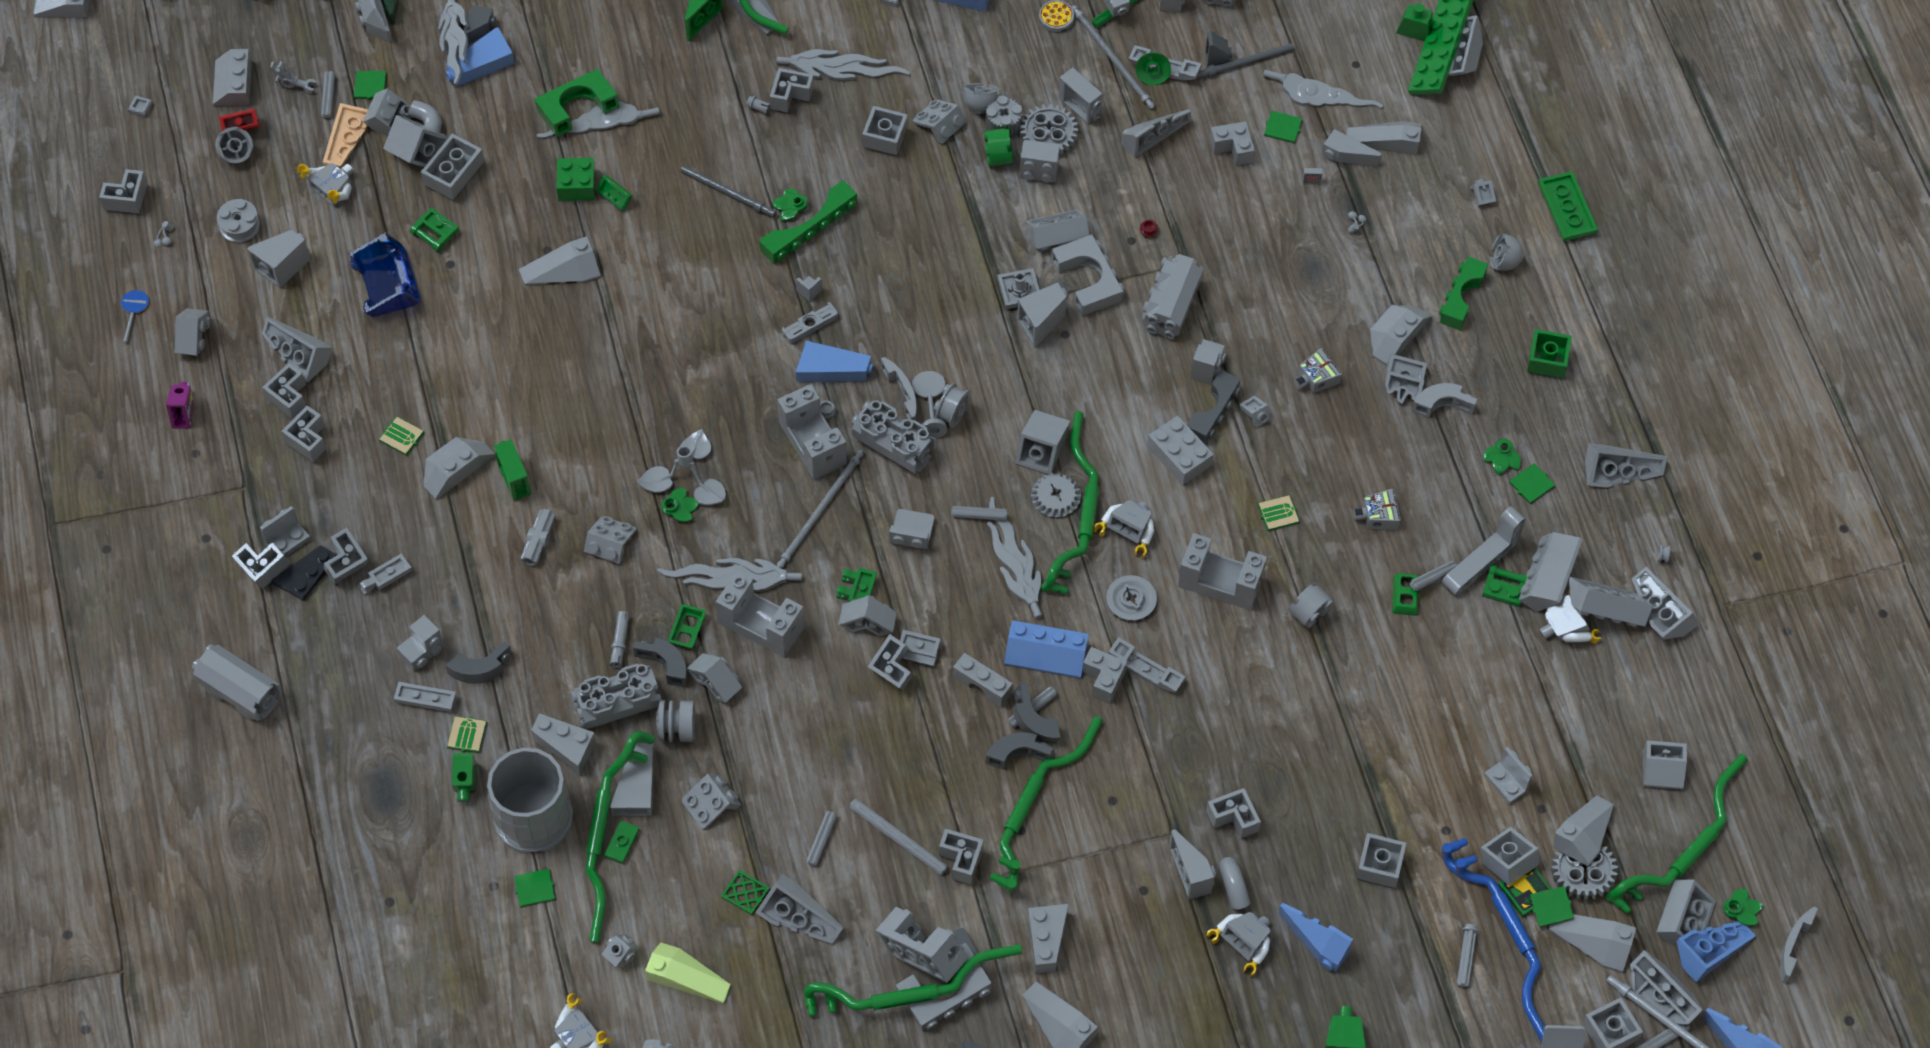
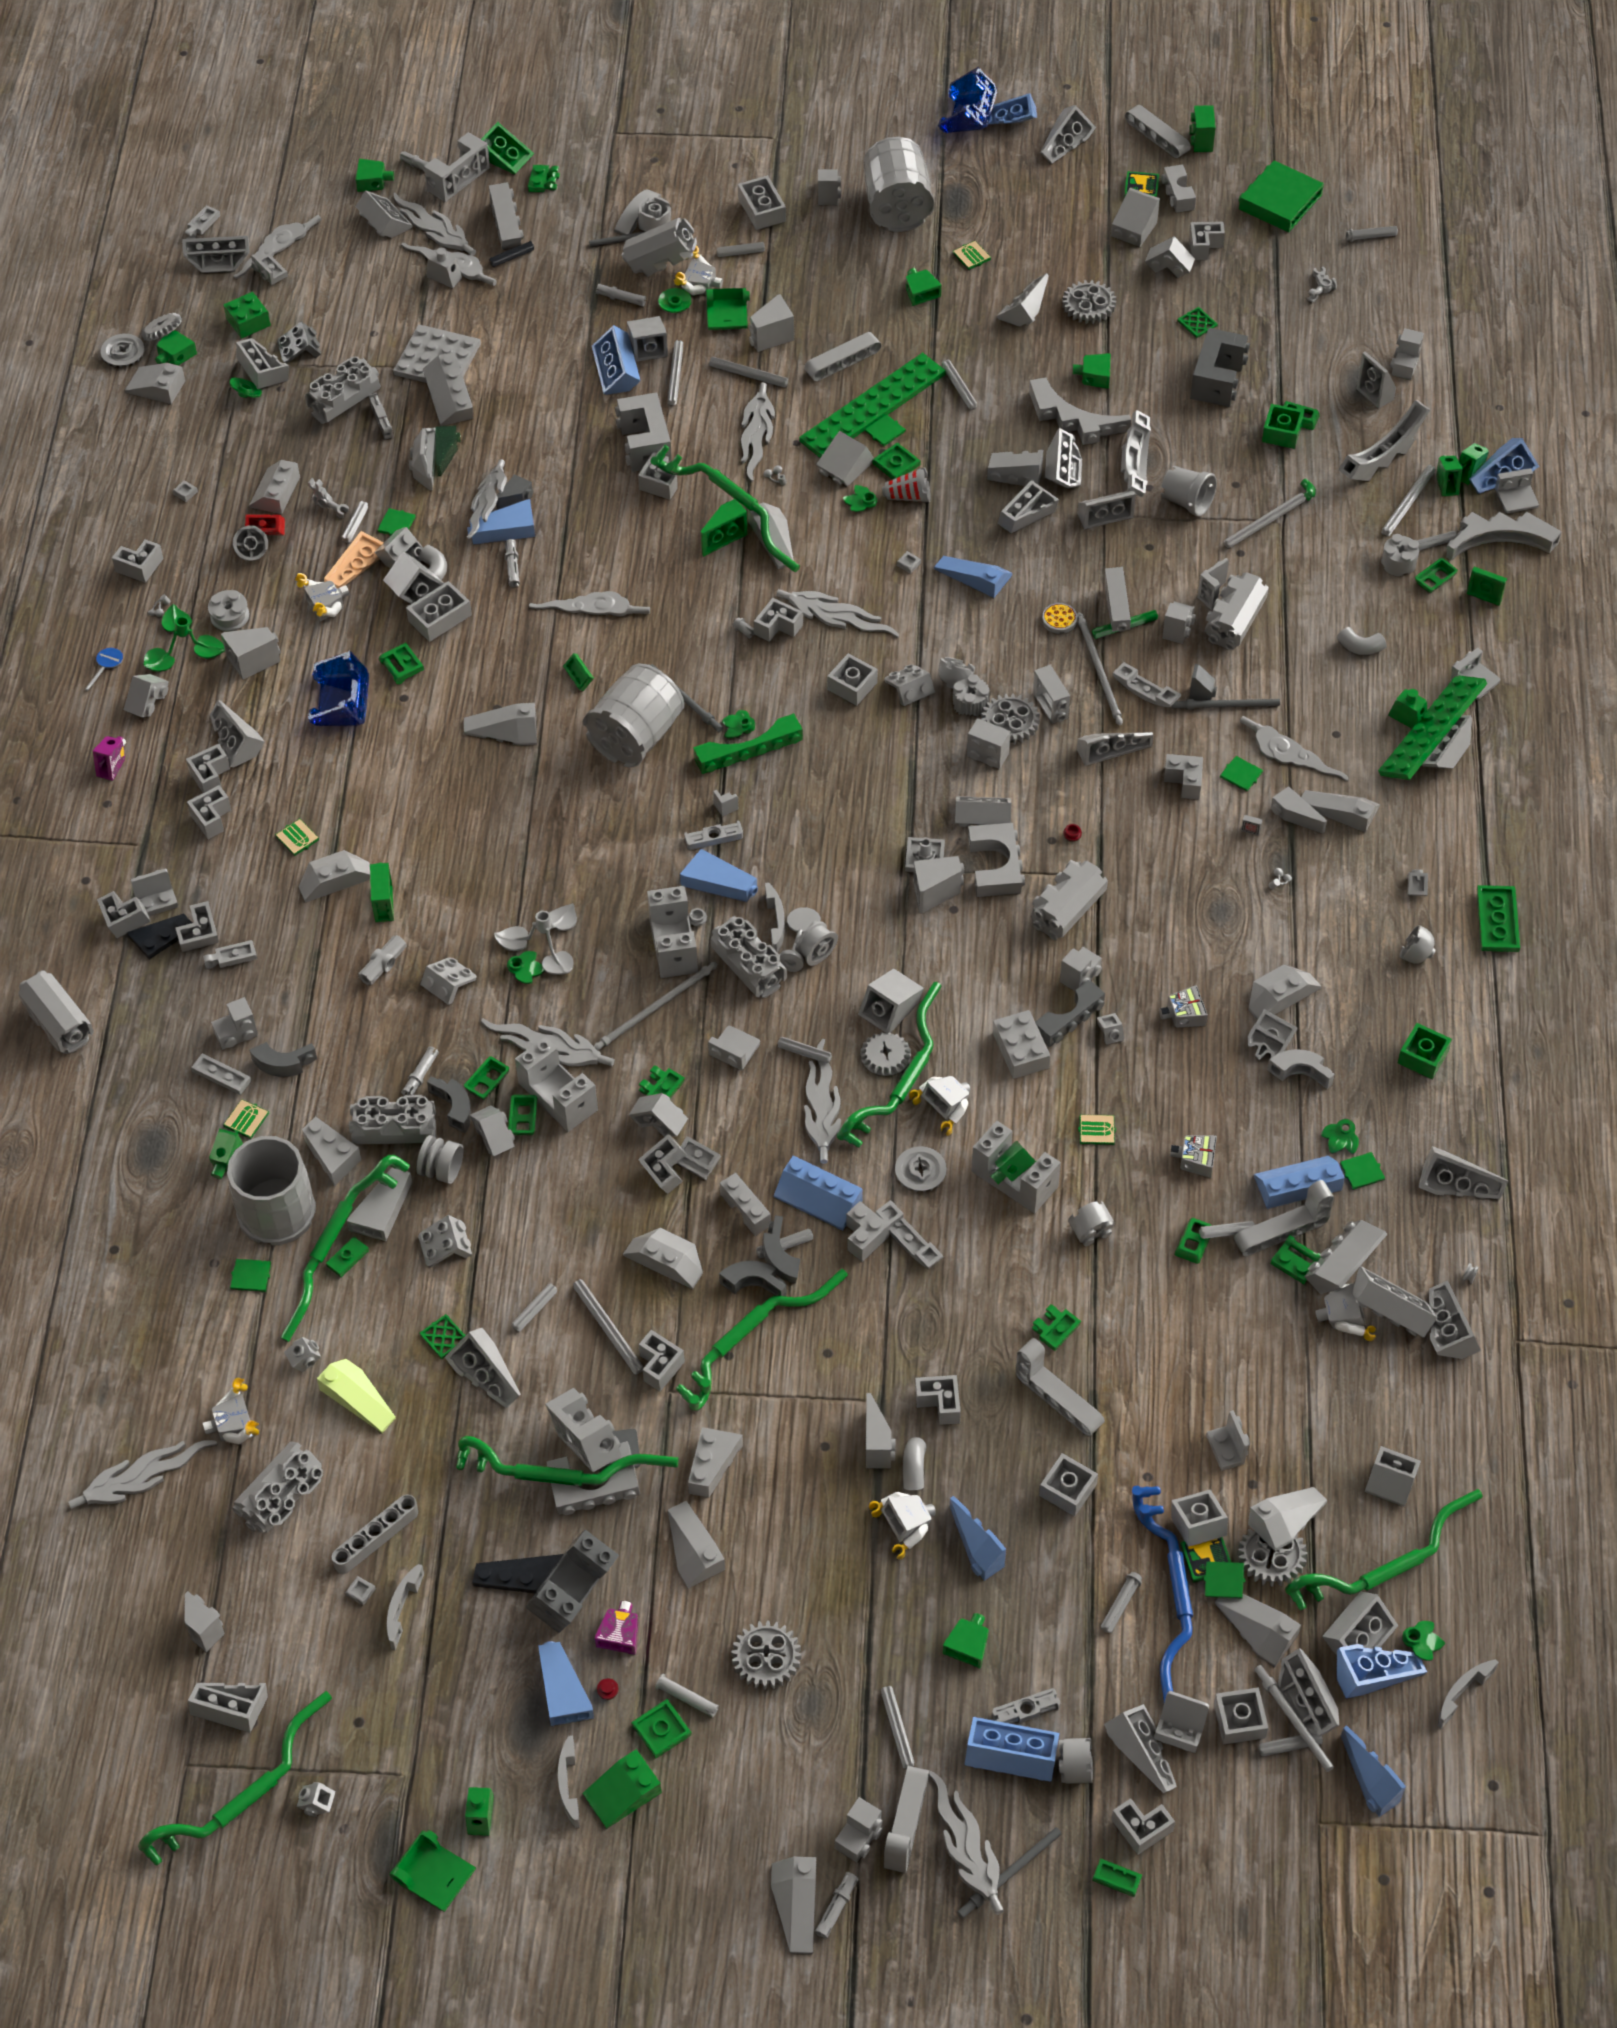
camera: 20 degrees right, 5 degrees down
(189, 244) = (179, 623): none -> green plant
(501, 91) = (511, 557): none -> light grey pin
(575, 179) = (547, 651): green brick -> none
(590, 86) = (593, 572): green arch -> none
(692, 223) = (633, 714): none -> light grey piece
(744, 654) = (515, 1118): none -> green piece
(927, 751) = (667, 1255): none -> light grey wedge
(998, 147) = (954, 721): green brick -> none
(1153, 75) = (1127, 692): green dish -> none
(1220, 569) = (1018, 1159): none -> green torso
(1317, 715) = (1059, 1330): none -> green plate
(1335, 776) = (1052, 1390): none -> light grey beam
(1471, 276) = (1374, 957): green arch -> none
(1480, 509) = (1293, 1181): none -> medium blue slope

